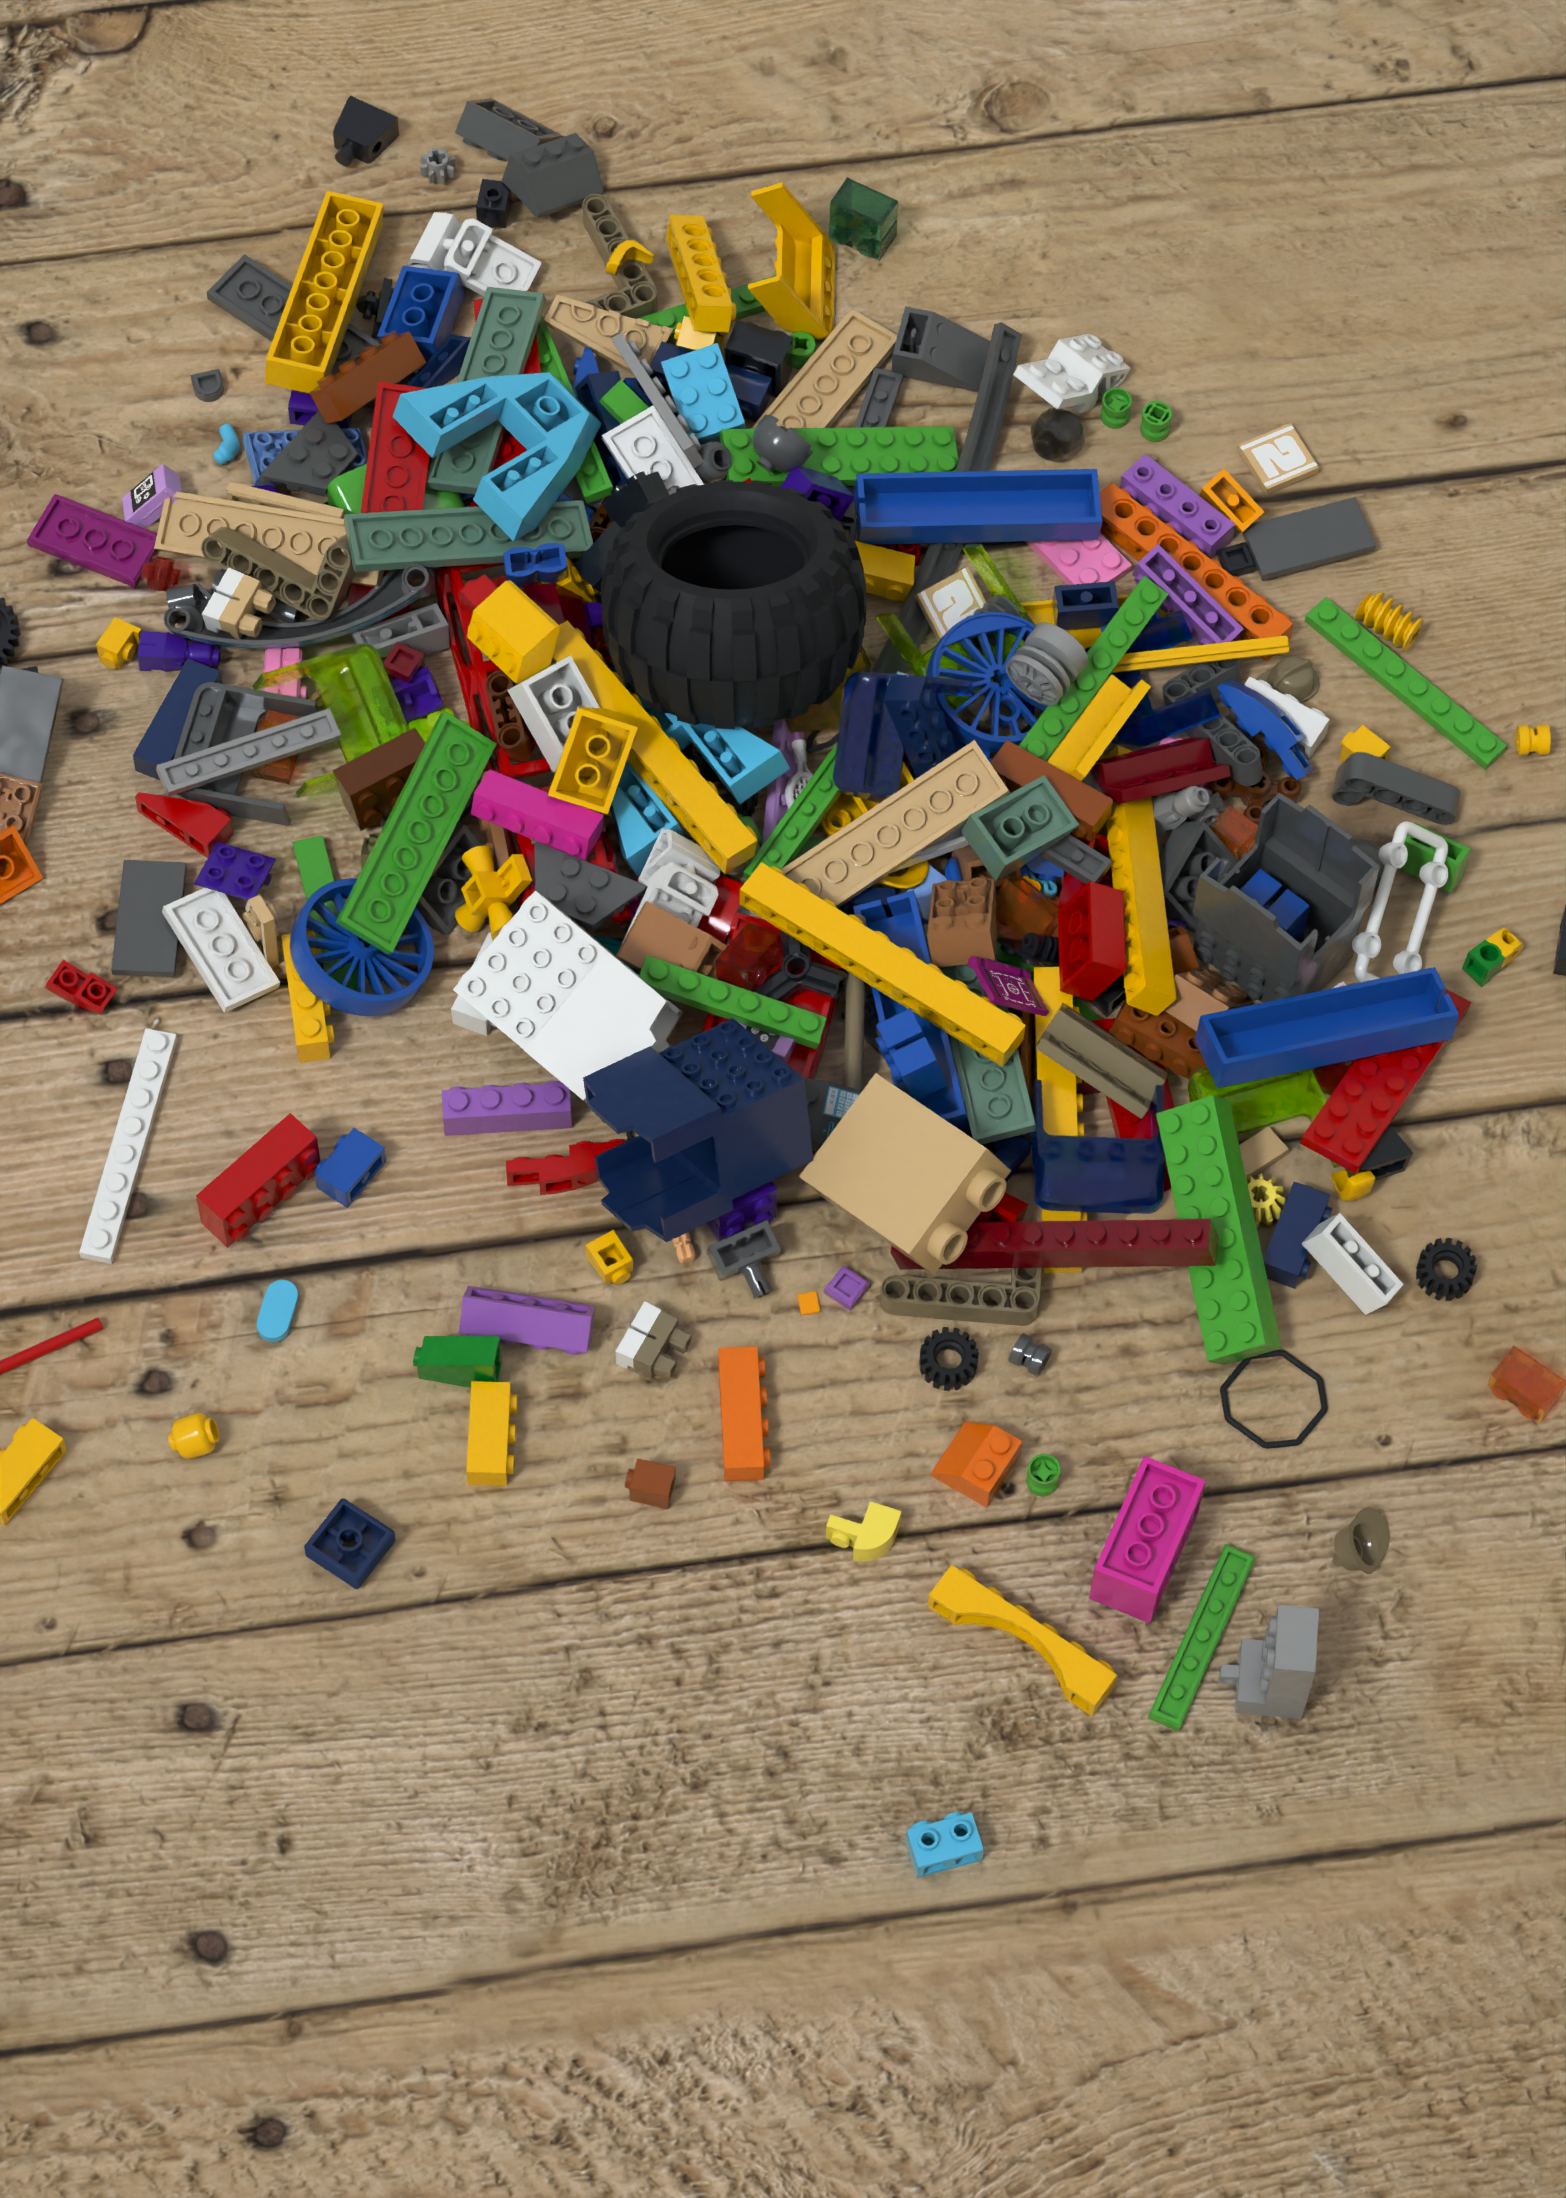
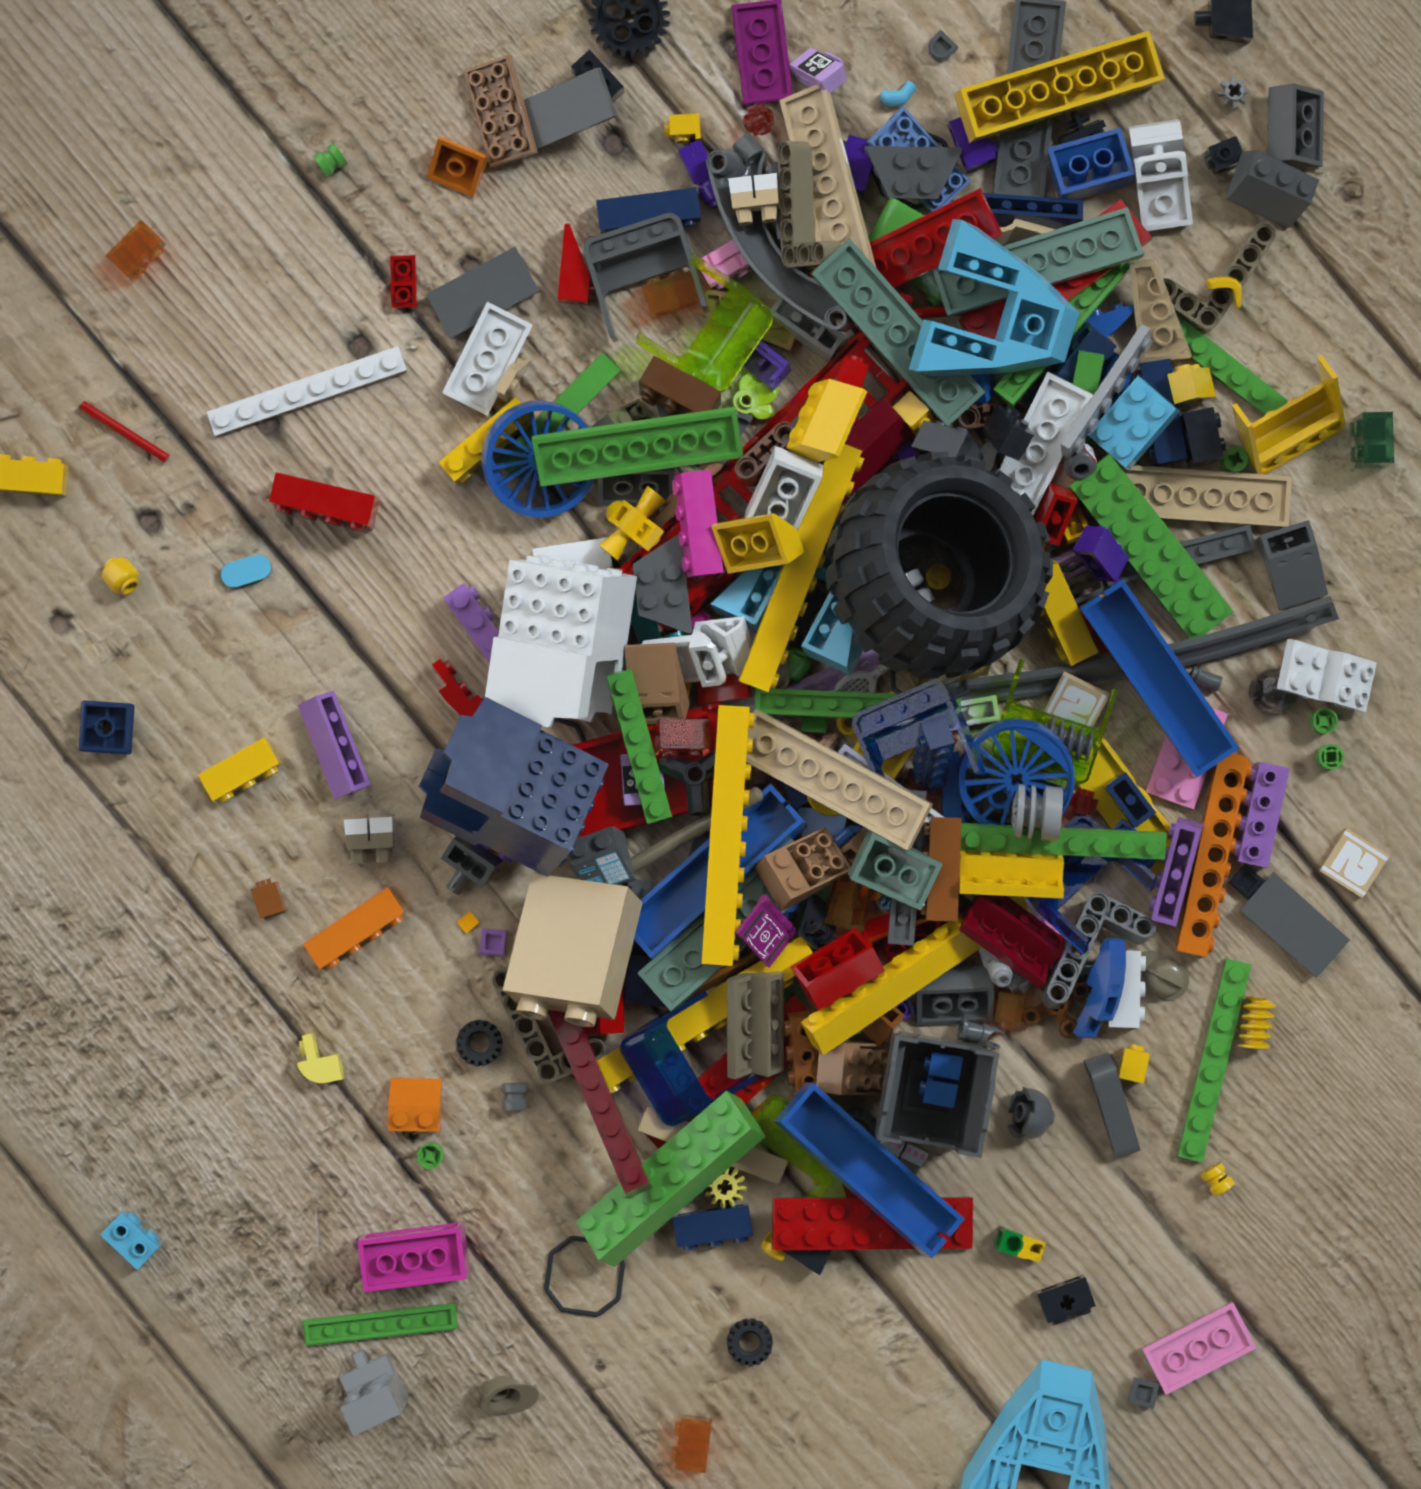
camera: 65 degrees right, 25 degrees up
(235, 871) = (549, 331): dark purple hinge -> none
(248, 752) = (640, 283): light grey plate -> none
(258, 496) = (856, 179): tan tile -> none
(349, 1167) = (377, 553): blue brick -> none
(358, 380) = (1000, 167): dark orange brick -> none
(403, 662) = (779, 345): dark red panel -> none
(459, 1359) = (276, 718): green slope -> none
(542, 564) = (896, 390): blue brick -> none
(610, 1250) = (412, 762): yellow brick -> none
(700, 273) = (1254, 340): yellow brick -> none
(778, 446) = (1113, 507): dark grey cylinder -> none
(909, 1055) = (663, 898): blue piece -> none
(967, 1602) = (308, 1155): yellow arch -> none
(1203, 654) = (1140, 912): yellow axle -> none
(1231, 500) = (1287, 853): light orange slope -> none
(1352, 1264) = (705, 1281): white brick -> none
(1421, 853) = (1070, 1162): bright green brick -> none
(1433, 874) = (1029, 1146): white bar -> none

